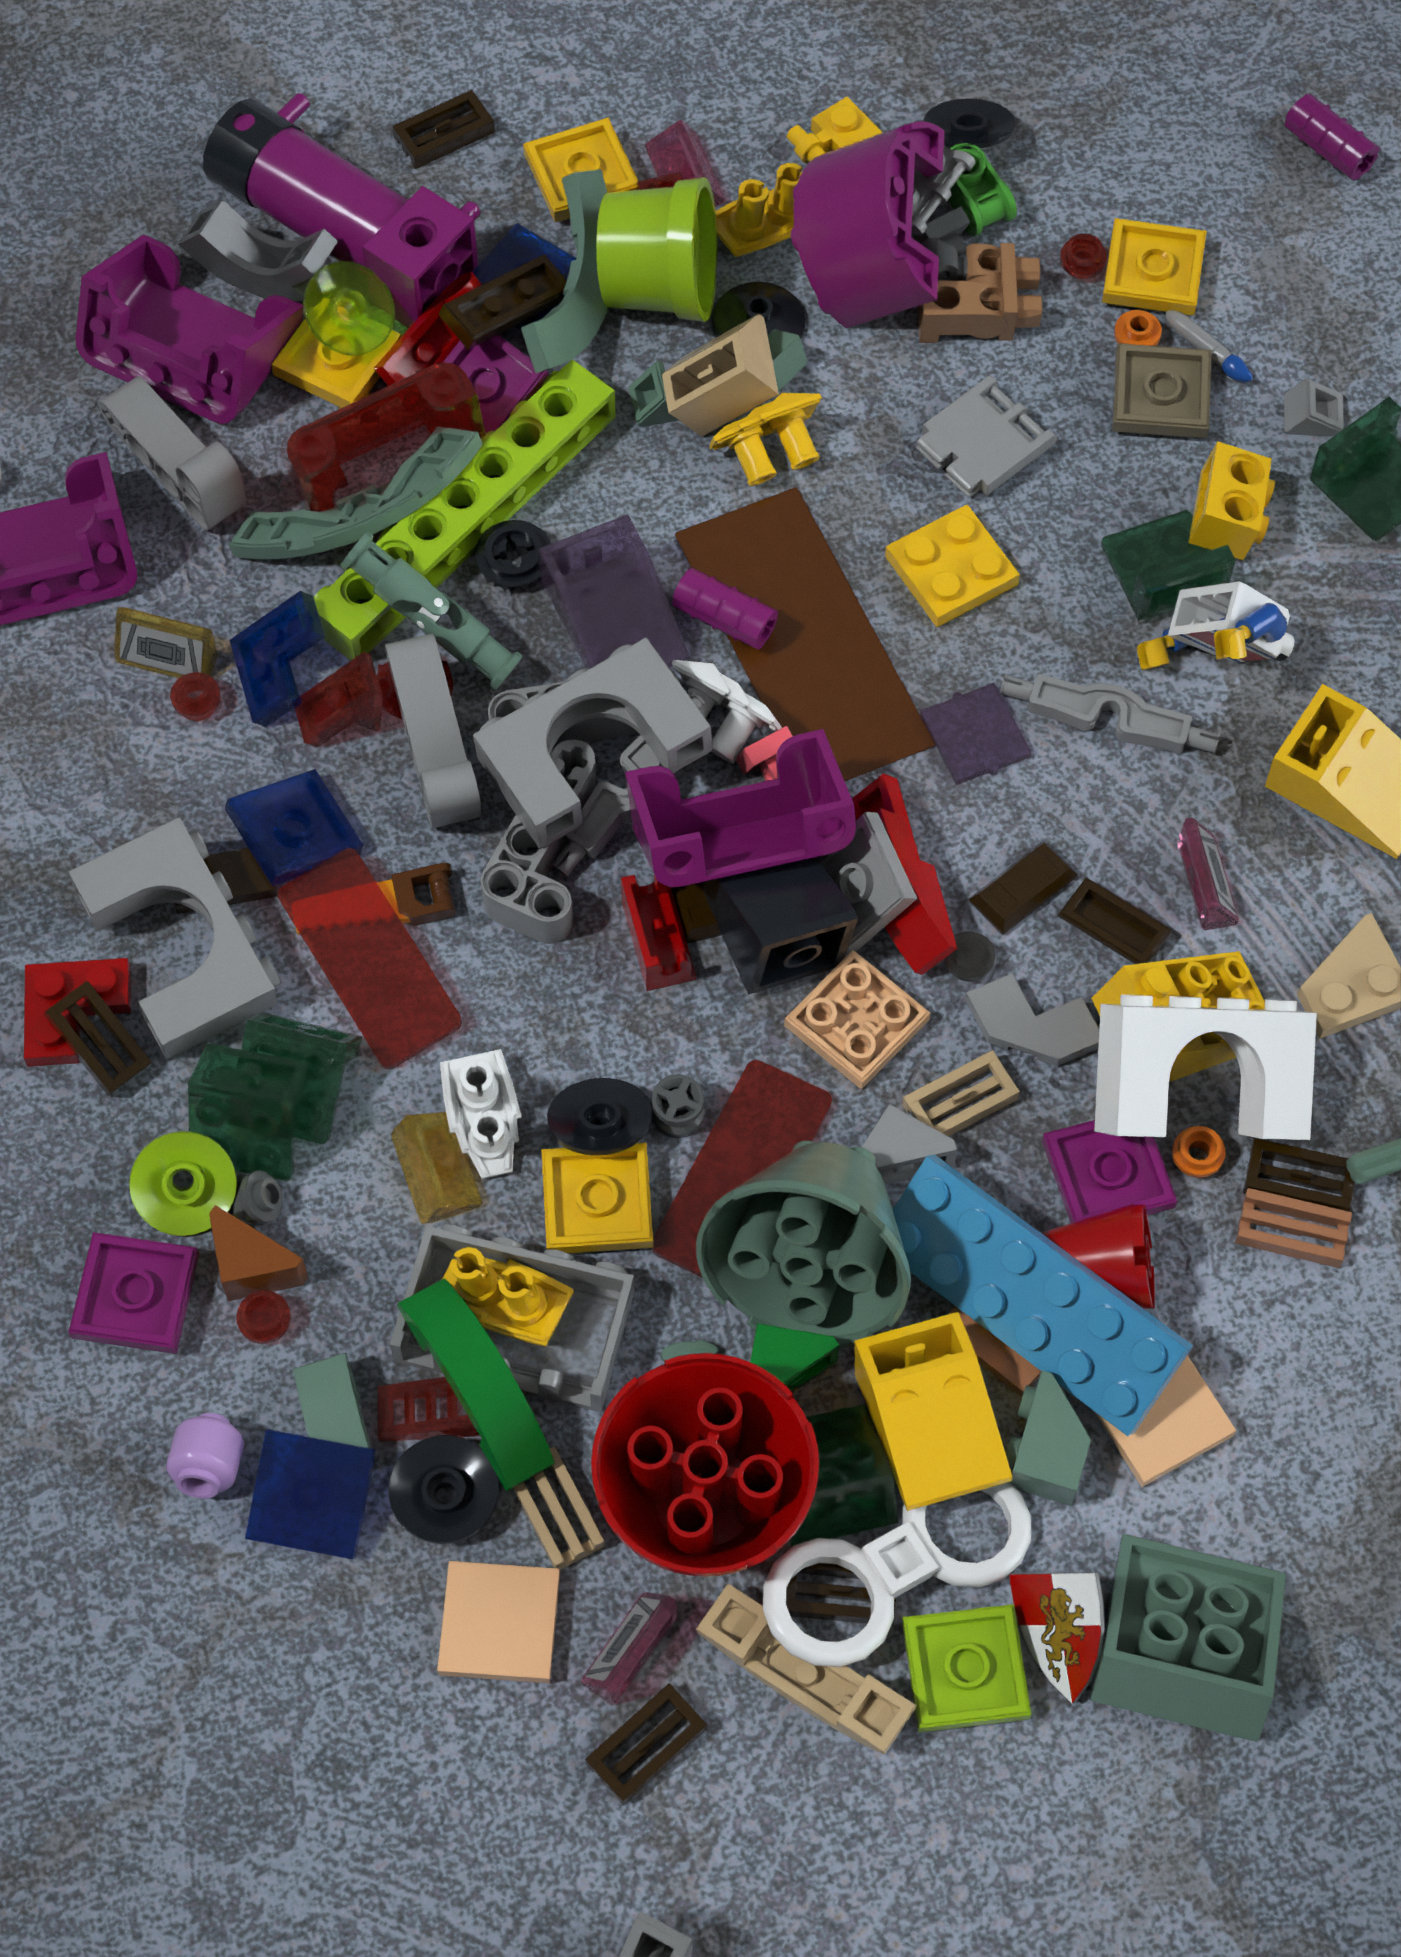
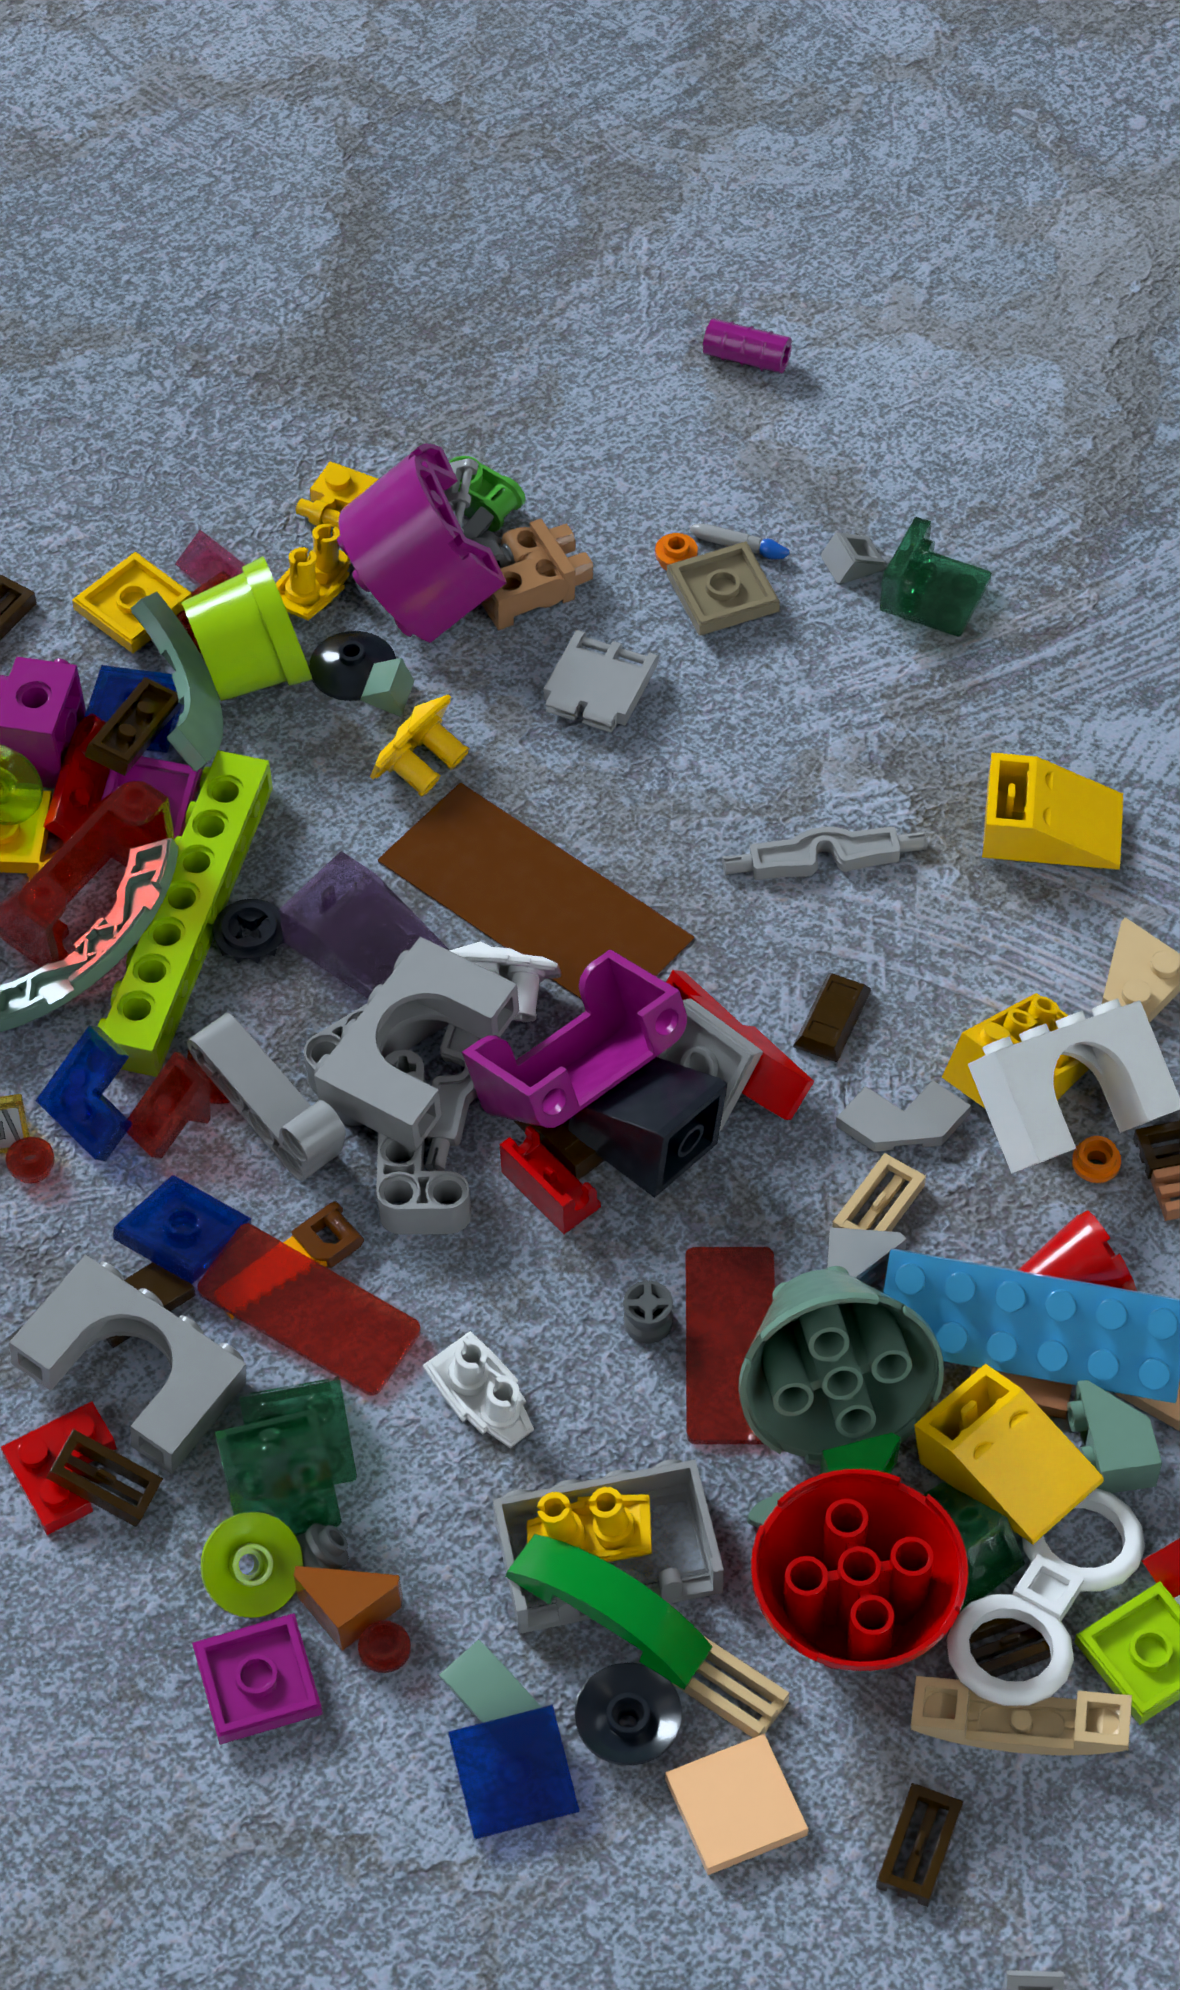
camera: 25 degrees left, 10 degrees down
(205, 1455) = (401, 1784): lavender head -> none
(409, 1391) = (570, 1638): clear red slope -> none
(422, 603) = (179, 986): sand green piece -> none
(435, 1167) = (463, 1456): clear yellow slope -> none
(597, 1200) = (622, 1416): yellow plate -> none
(599, 1116) = (588, 1347): black dish -> none
(630, 1646) = (859, 1769): clear pink slope -> none
(649, 397) = (299, 757): sand green slope -> none
(722, 378) = (356, 715): tan slope -> none
(724, 608) = (459, 898): magenta axle -> none
(763, 754) = (562, 999): coral tile -> none
(857, 1019) = (756, 1179): light nougat tile -> none
(952, 565) = (628, 791): yellow plate -> none
(972, 122) = (455, 438): black dish -> none
(972, 958) = (826, 1090): clear smoke plate -> none
(975, 733) = (723, 914): clear purple piece -> none
(1086, 247) = (598, 510): clear red plate -> none
(1106, 1171) = (1030, 1205): magenta plate -> none
(1114, 922) = (924, 1012): dark brown tile -> none
(1154, 266) = (661, 496): yellow plate -> none
(1158, 562) = (806, 719): clear green bracket -> none
(1206, 876) = (975, 946): clear pink slope -> none
(1223, 621) = (882, 740): torso -> none
(1232, 500) = (831, 648): yellow brick -> none

